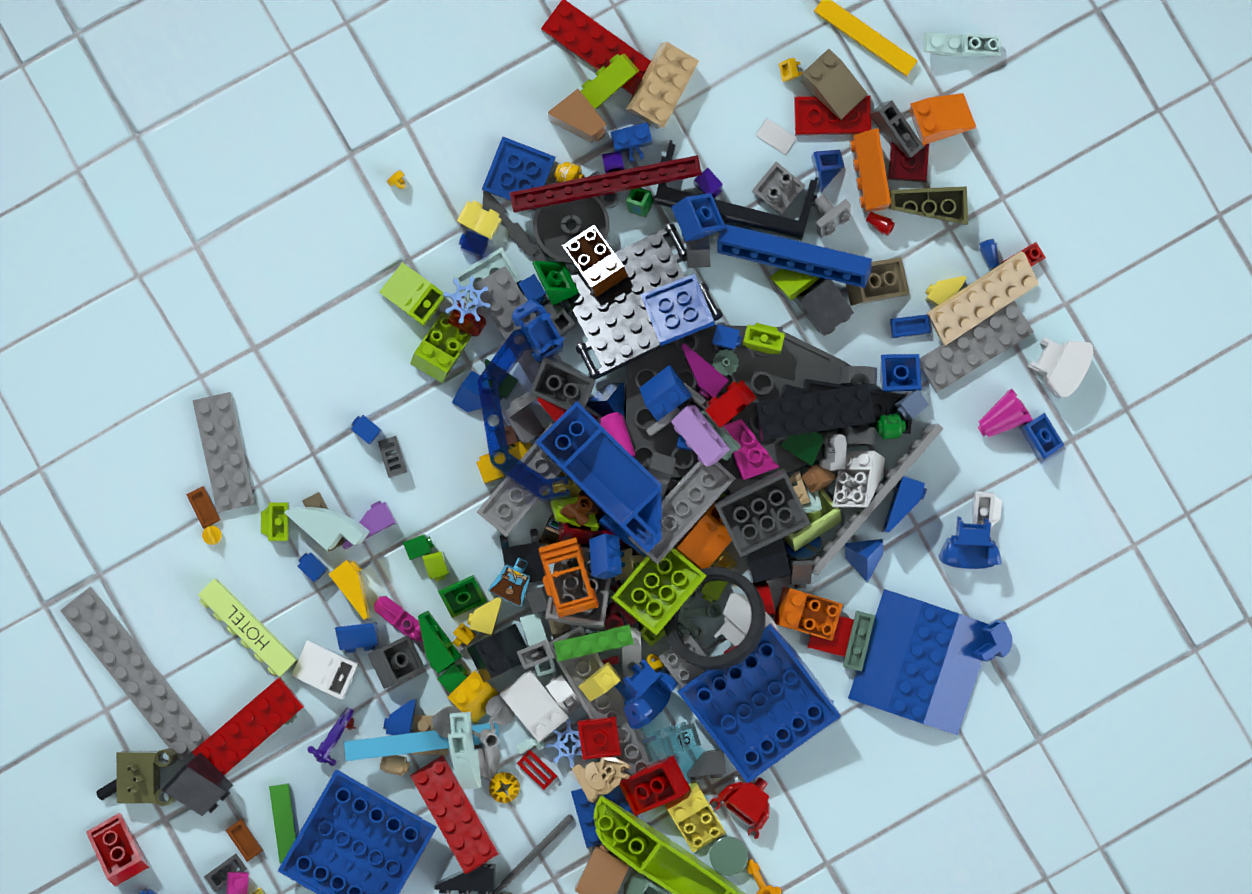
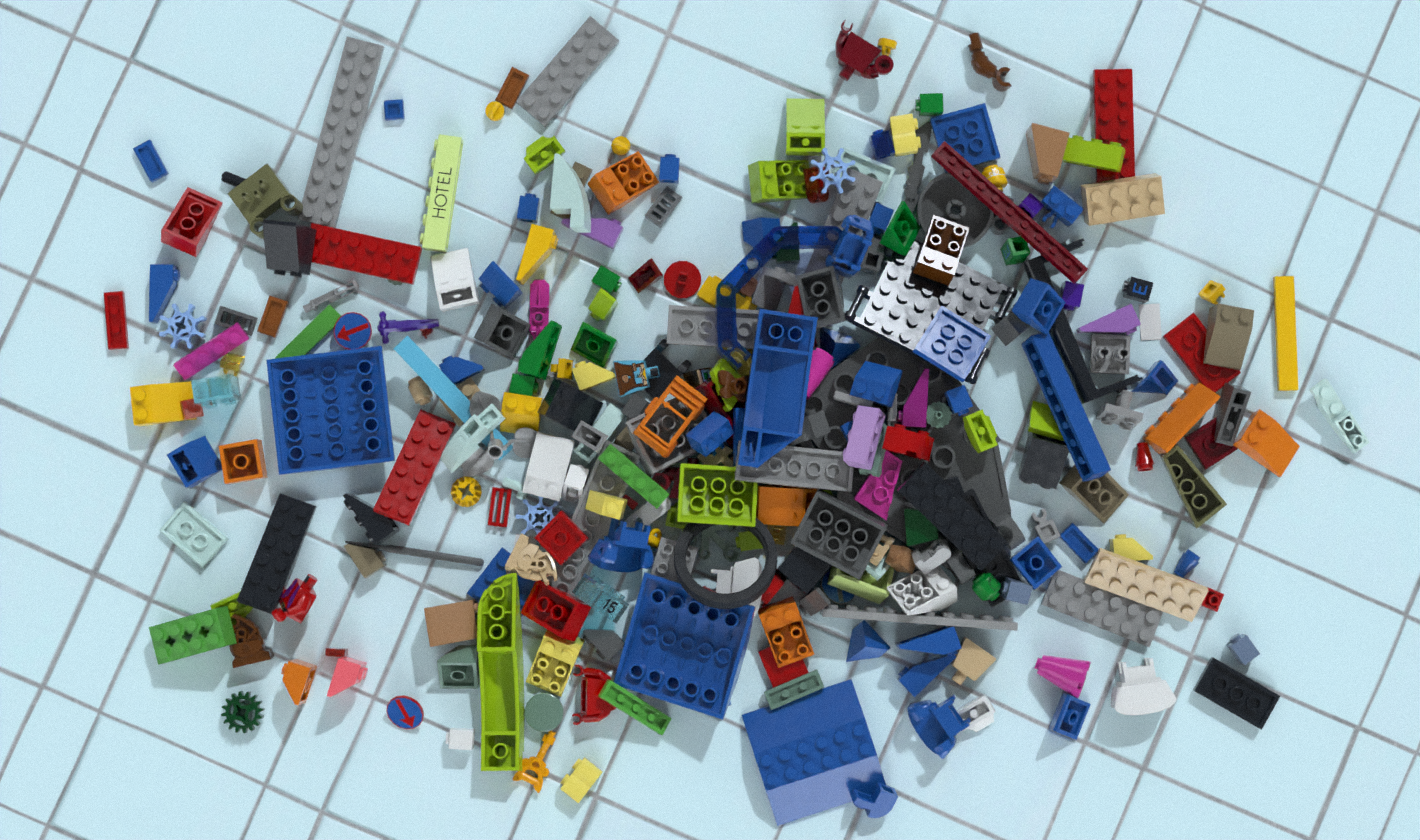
camera: 55 degrees right, 0 degrees up
(41, 846) = (150, 161): none -> blue tile
(149, 616) = (394, 109): none -> blue tile
(264, 779) = (330, 296): none -> light grey piece
(305, 783) = (352, 331): none -> blue piece
(317, 454) = (620, 146): none -> yellow tile
(348, 474) = (622, 182): none -> orange slope
(387, 208) = (858, 56): none -> dark red torso
(438, 513) = (645, 276): none -> dark red slope
(462, 485) = (682, 279): none -> red piece
(470, 181) = (929, 104): none -> green brick
(472, 114) = (984, 67): none -> reddish brown piece
(743, 127) = (1137, 289): none -> black brick
(757, 163) = (1114, 323): none -> medium lavender slope
(778, 779) = (634, 707): none -> bright green plate
(804, 866) = (581, 779): none -> light yellow brick
(880, 344) = (1045, 529): none -> light grey plate
(922, 532) = (921, 674): none -> blue slope
(940, 483) = (970, 661): none -> tan torso
(1090, 259) = (1242, 648): none -> sand blue brick
(1121, 291) = (1236, 693): none -> black plate

